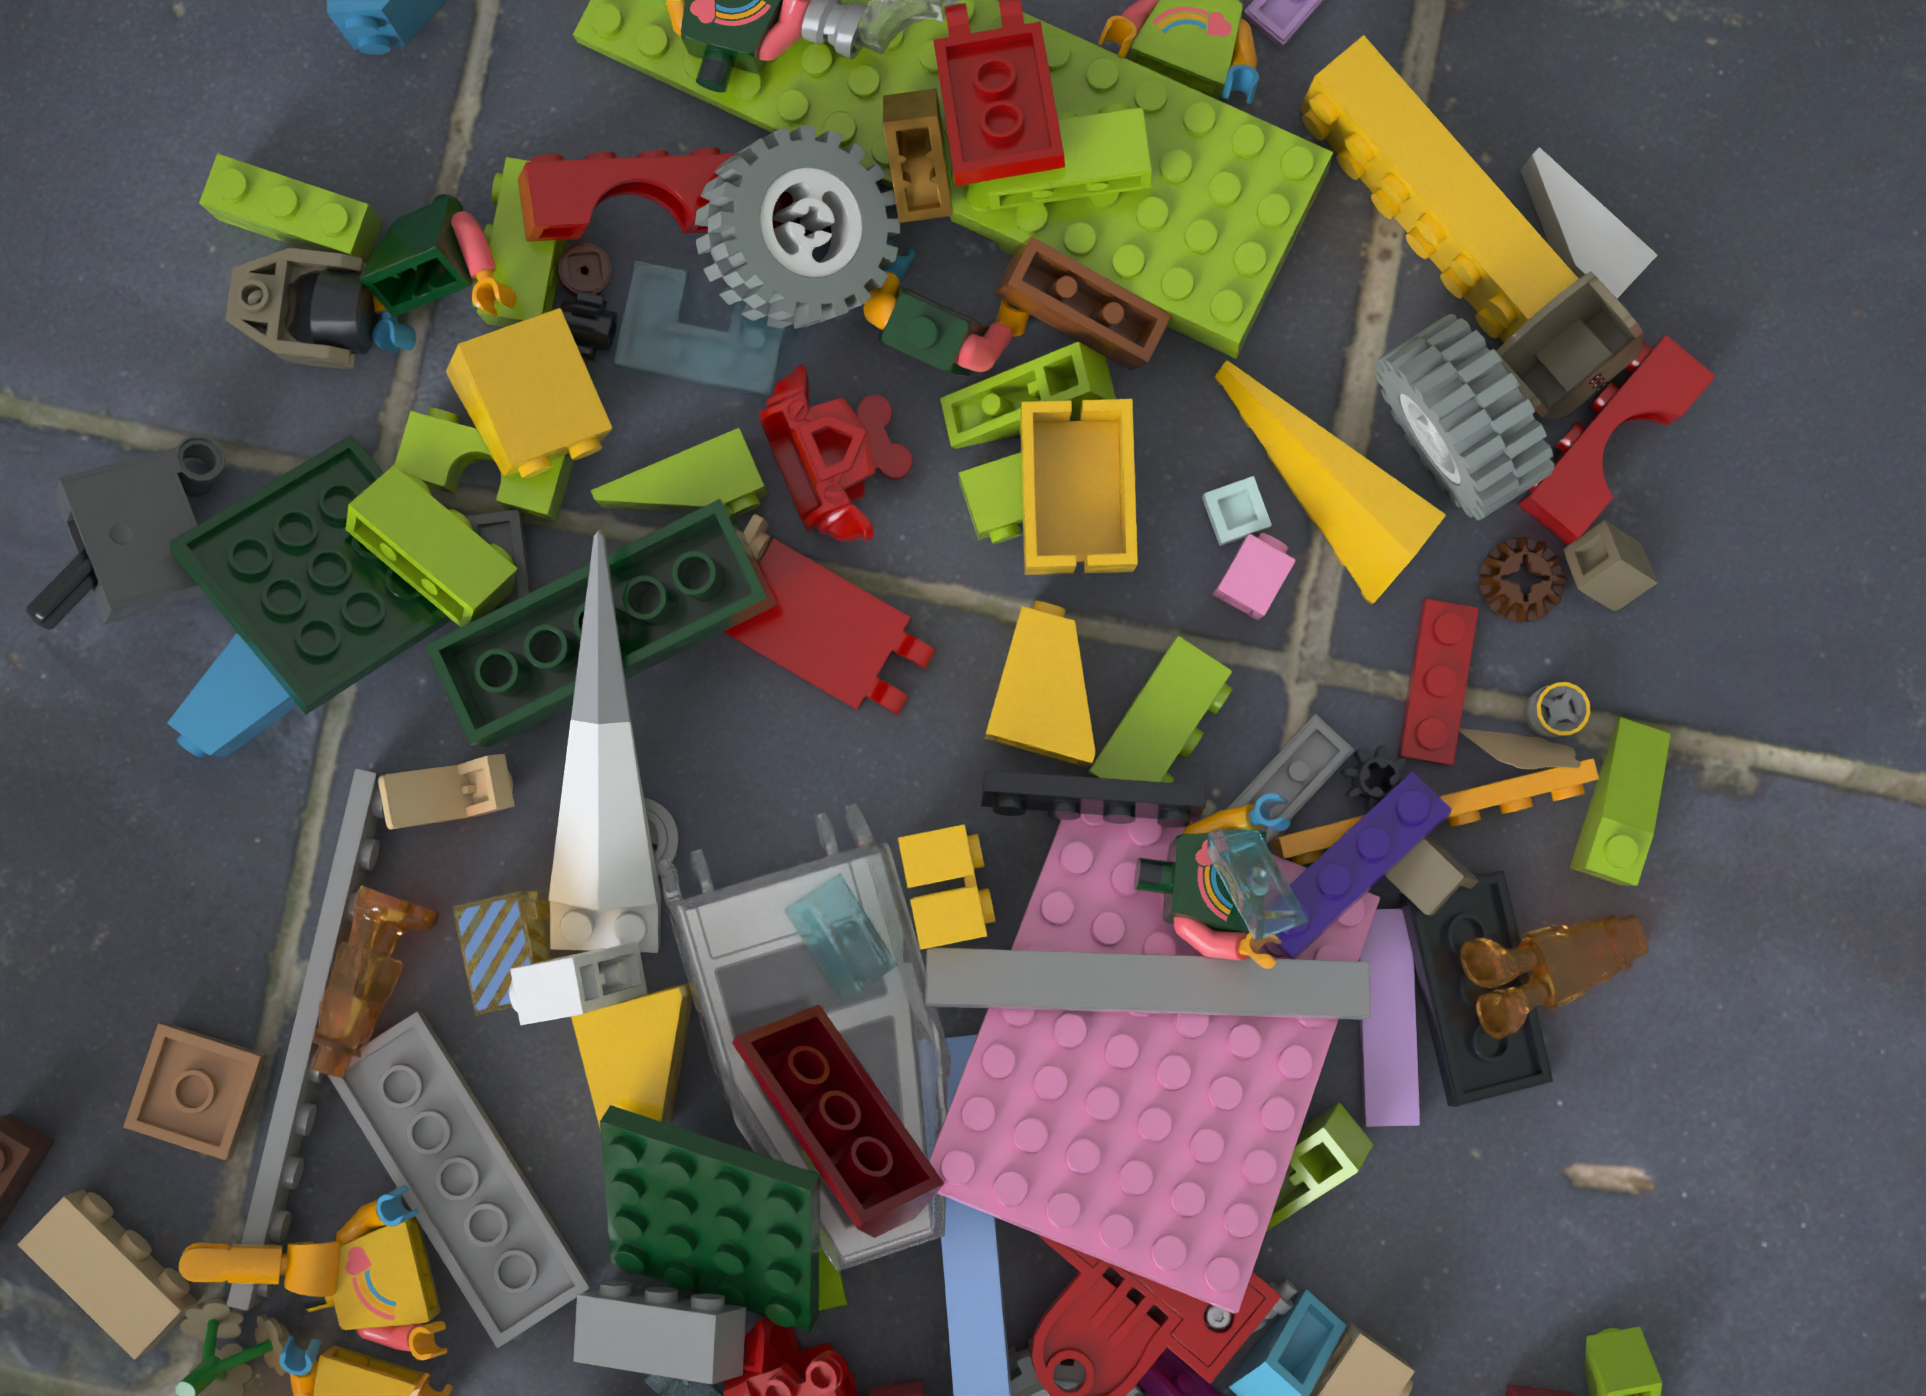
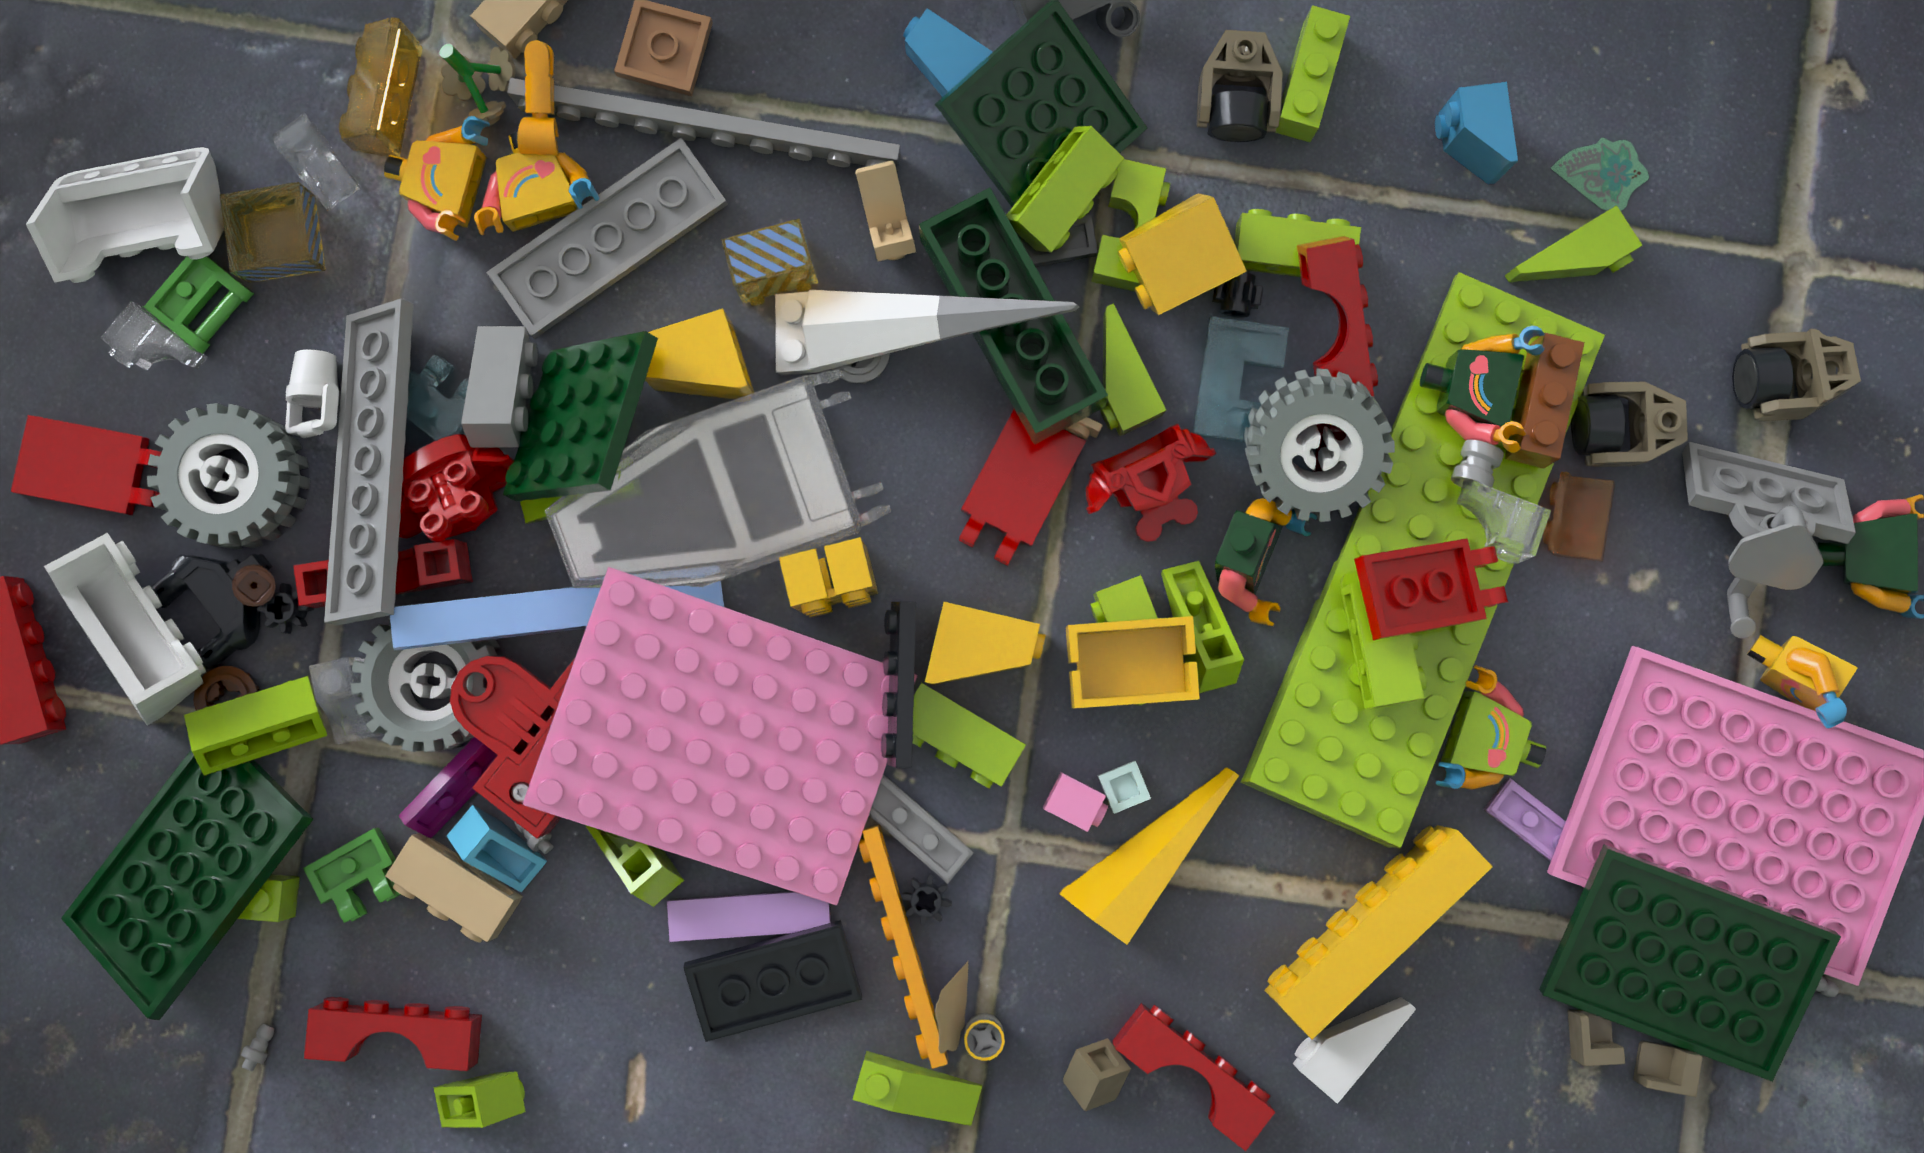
camera: 90 degrees right, 0 degrees up
(363, 976) = (749, 160): clear orange piece -> none
(426, 259) = (1280, 173): dark green torso -> none
(577, 983) = (747, 312): white slope -> none
(584, 269) = (1280, 291): reddish brown tile -> none
(840, 1120) = (653, 505): dark red slope -> none
(841, 937) = (791, 504): clear light blue slope -> none
(917, 155) = (1379, 530): pearl gold arch -> none
(1082, 304) = (1273, 662): dark orange brick -> none
(1146, 984) = (762, 731): light grey tile -> none
(1194, 891) = (840, 779): torso -> none
(1254, 882) = (839, 805): clear light blue slope -> none
(1362, 859) = (858, 882): dark purple plate -> none
(1430, 875) = (855, 941): dark tan panel -> none
(1437, 682) = (1002, 945): red plate -> none
(1465, 416) = (1201, 955): light grey wheel -> none
(1506, 597) = (1069, 995): reddish brown gear -> none
(1562, 963) = (792, 1045): clear orange piece -> none
(1572, 348) = (1258, 1035): dark tan piece -> none

